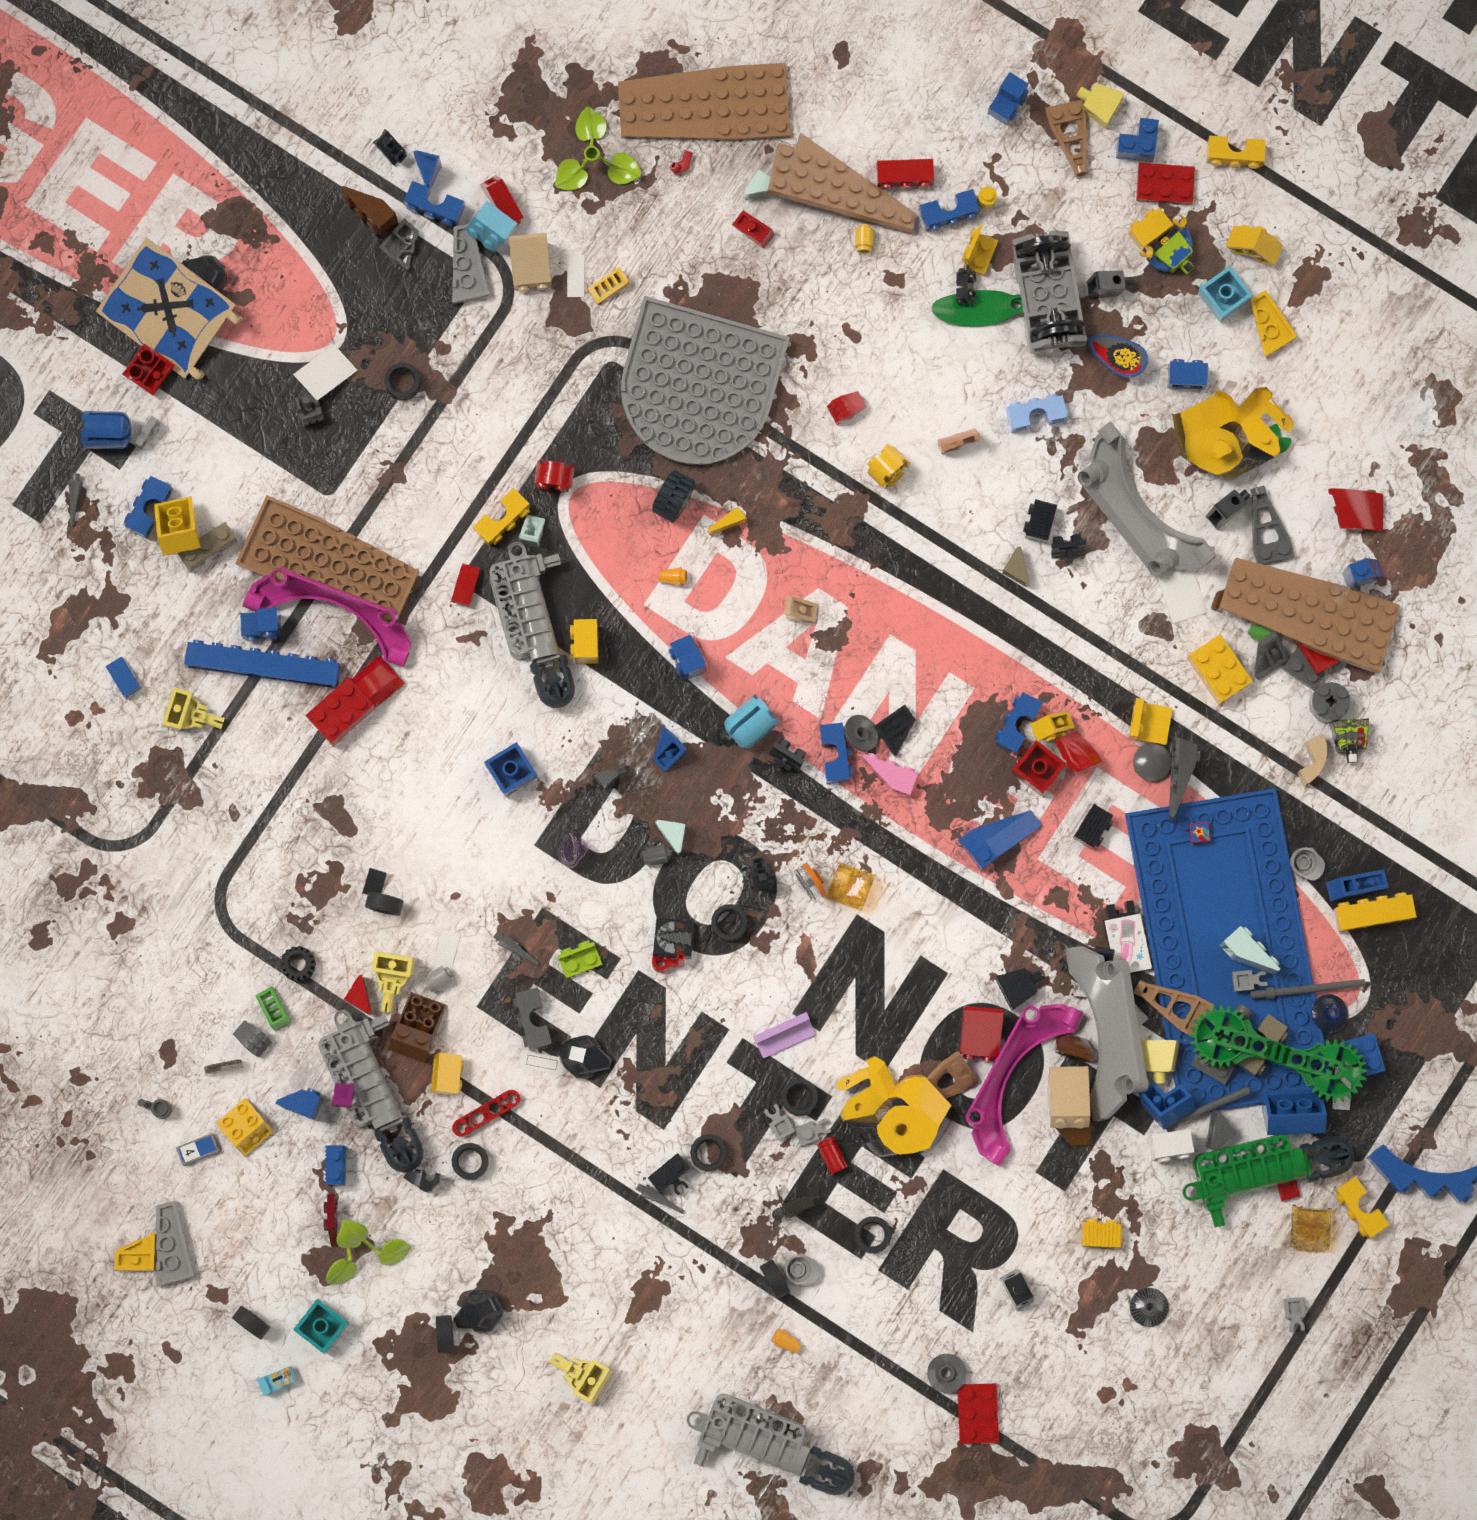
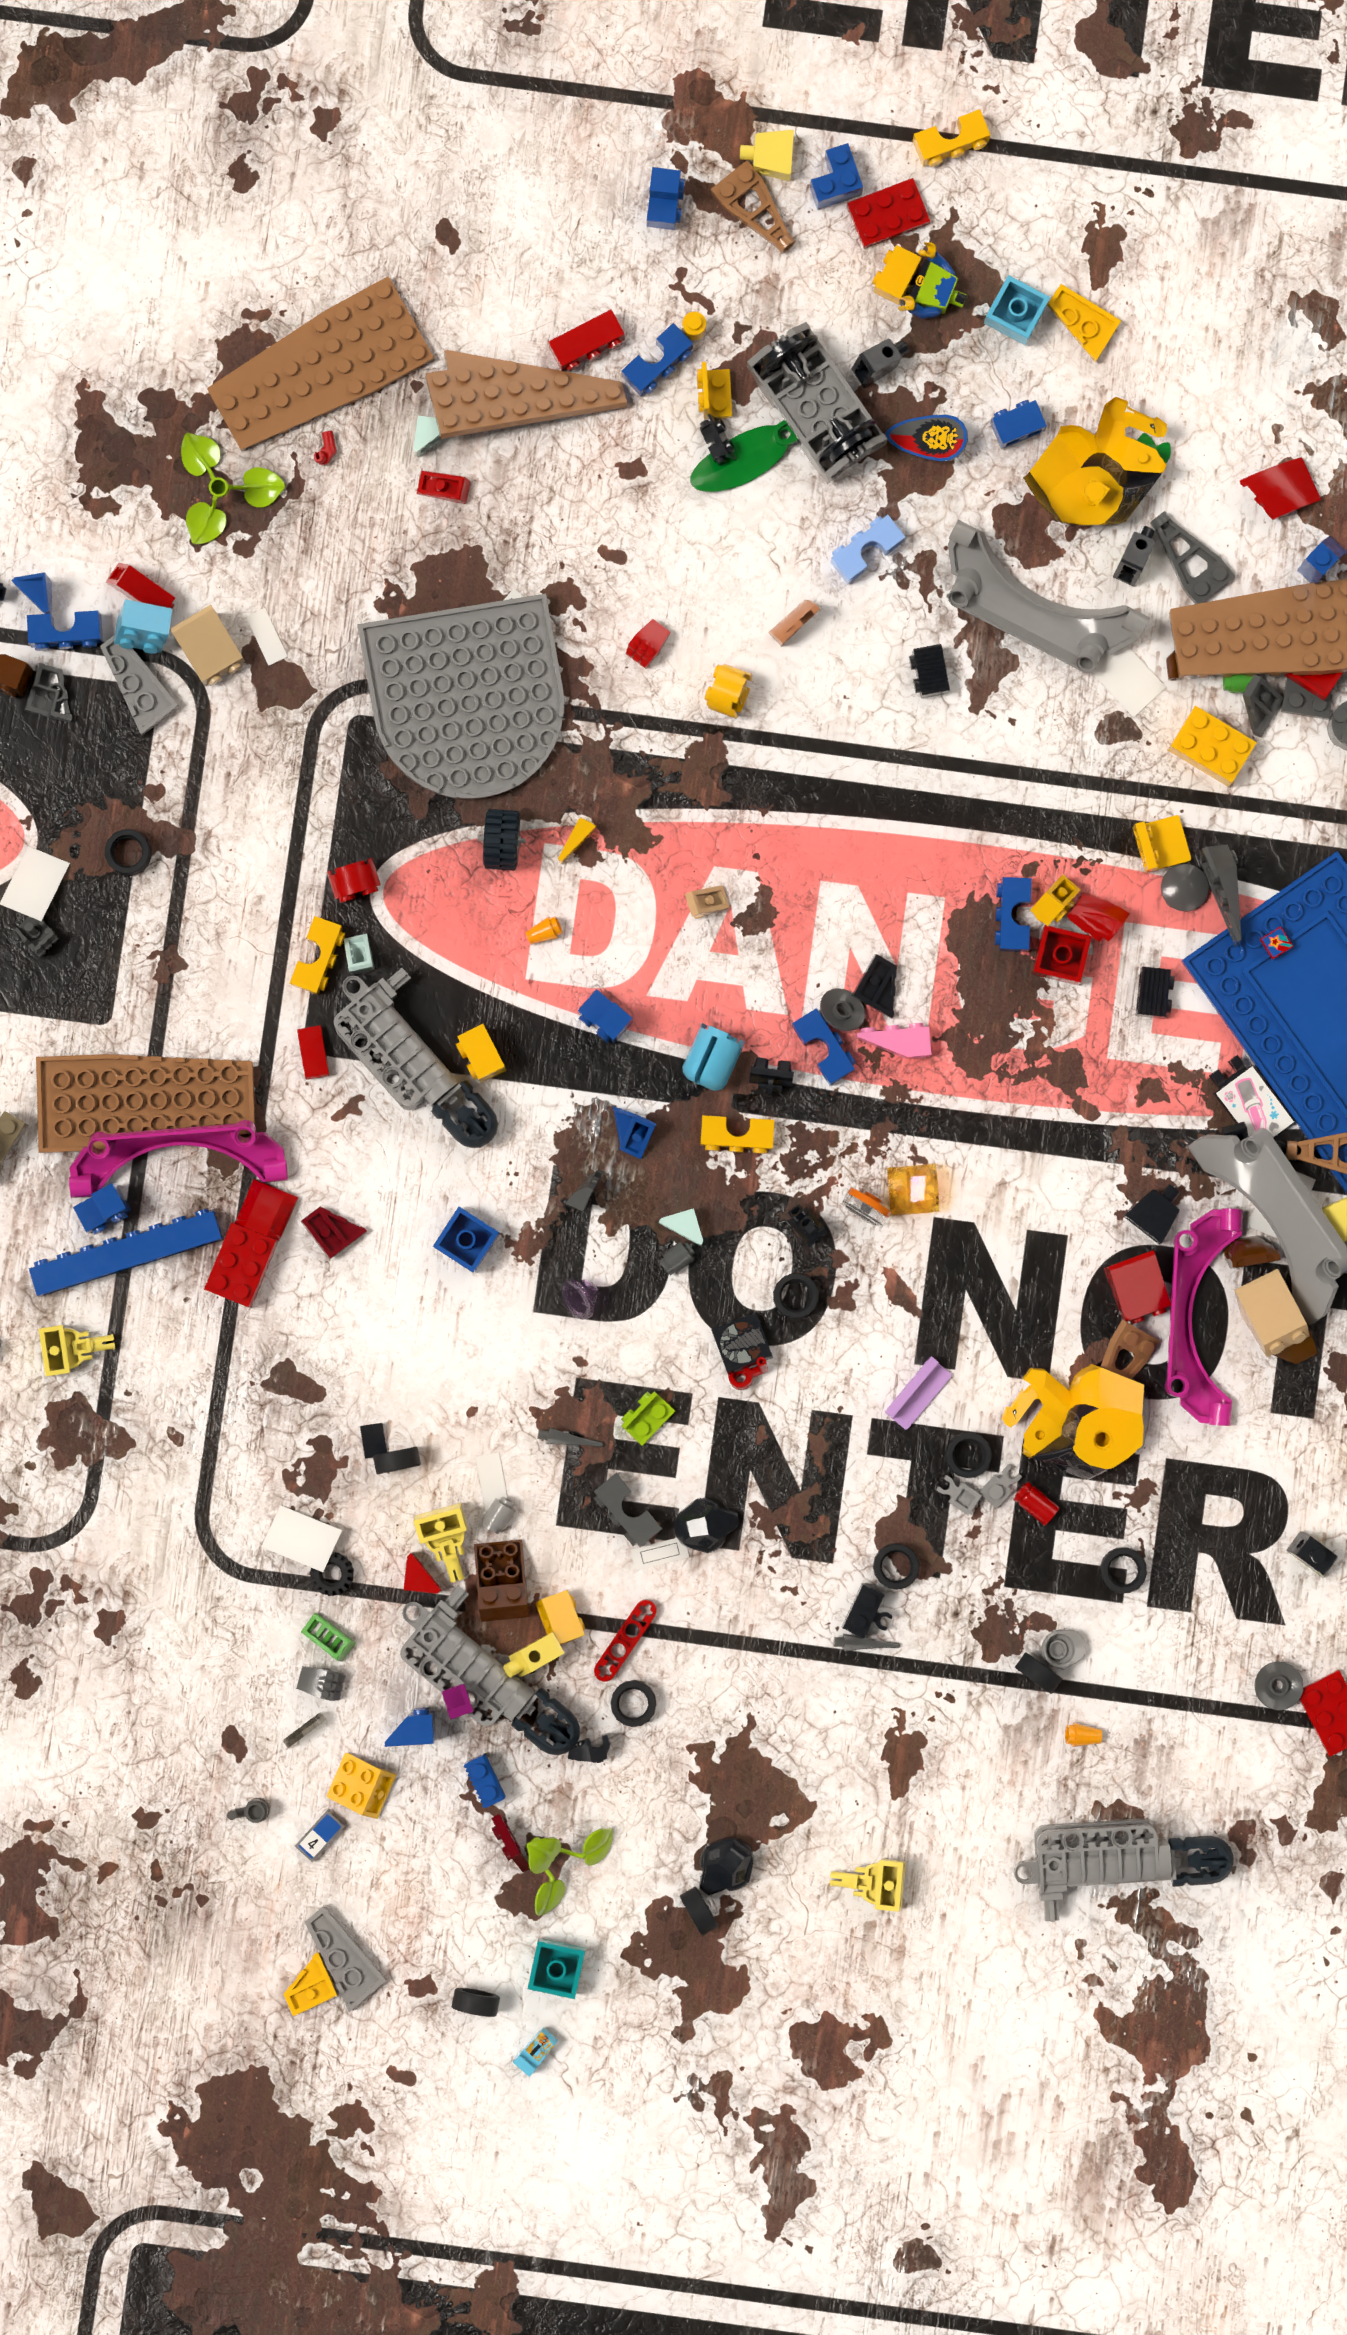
camera: 25 degrees left, 5 degrees up
(288, 928) = (301, 1538): none -> white sticker
(414, 1090) = (533, 1656): none -> light yellow torso
(416, 718) = (331, 1231): none -> dark red wing
(610, 276) = (327, 618): yellow slope -> none
(756, 796) = (715, 1135): none -> yellow arch
(792, 1208) = (1019, 1584): clear smoke piece -> none
(864, 238) = (576, 439): yellow brick -> none
(994, 839) = (1049, 1059): blue wedge -> none
(1016, 568) = (928, 738): dark tan slope -> none
(1068, 550) = (978, 690): black hips -> none
(1255, 243) = (1023, 235): yellow brick -> none

